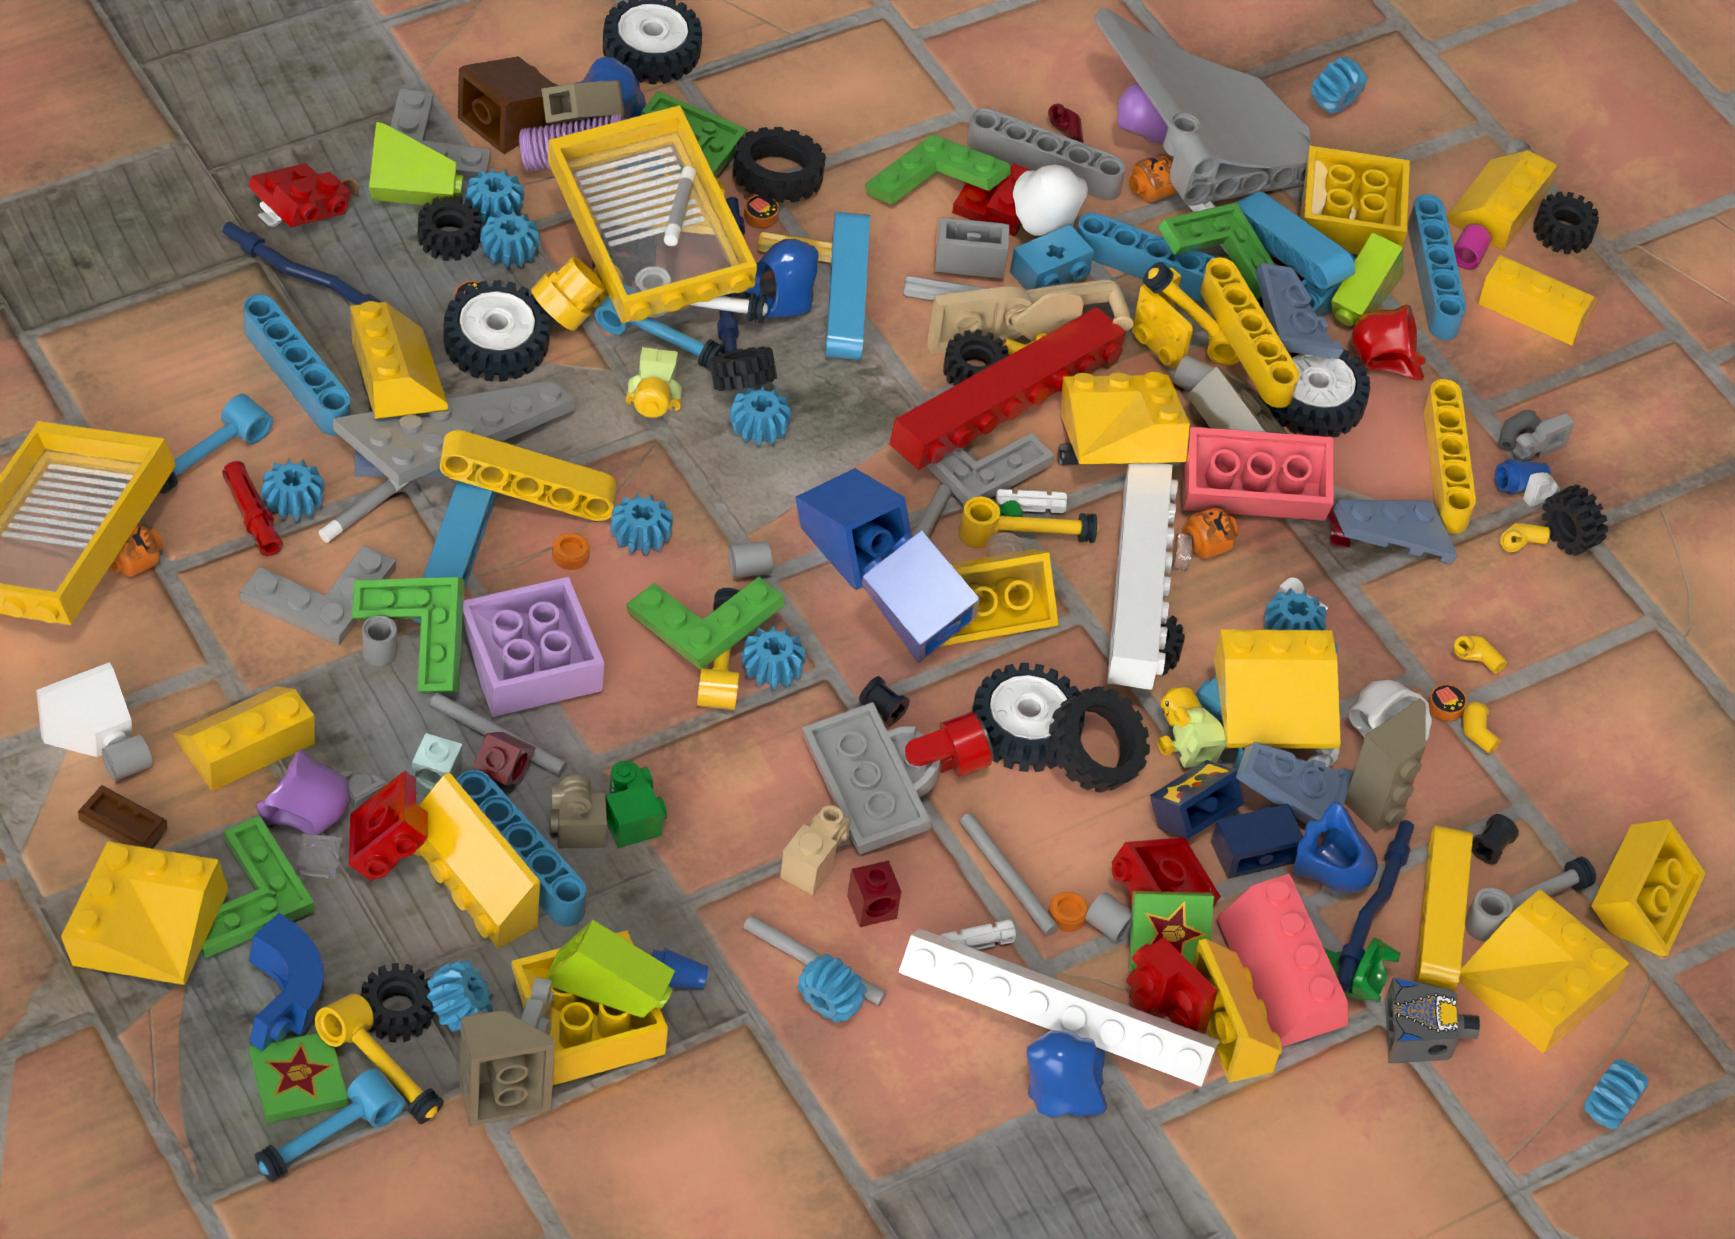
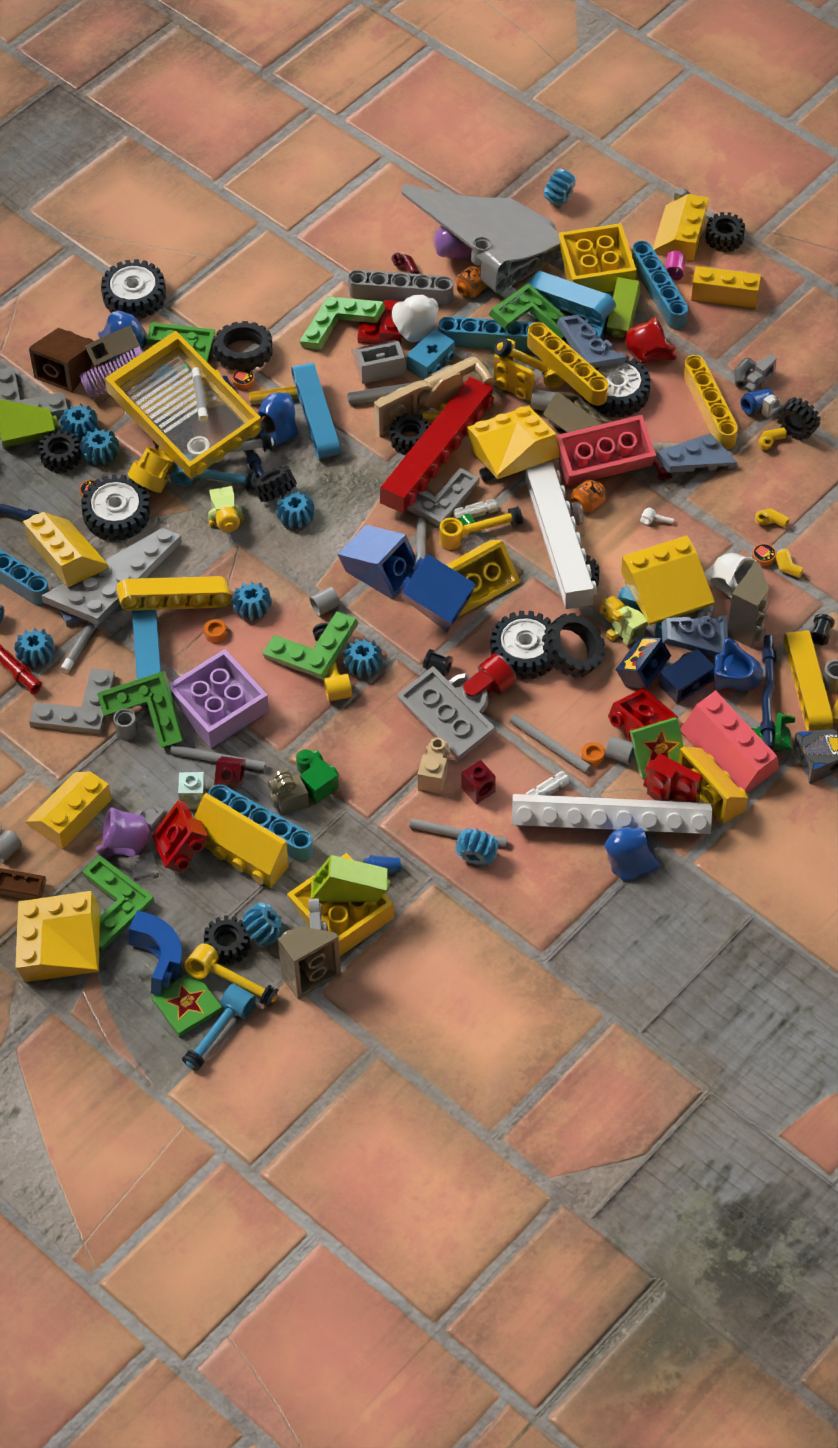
camera: 10 degrees left, 5 degrees up
(1294, 612) = (657, 531): dark azure gear -> none

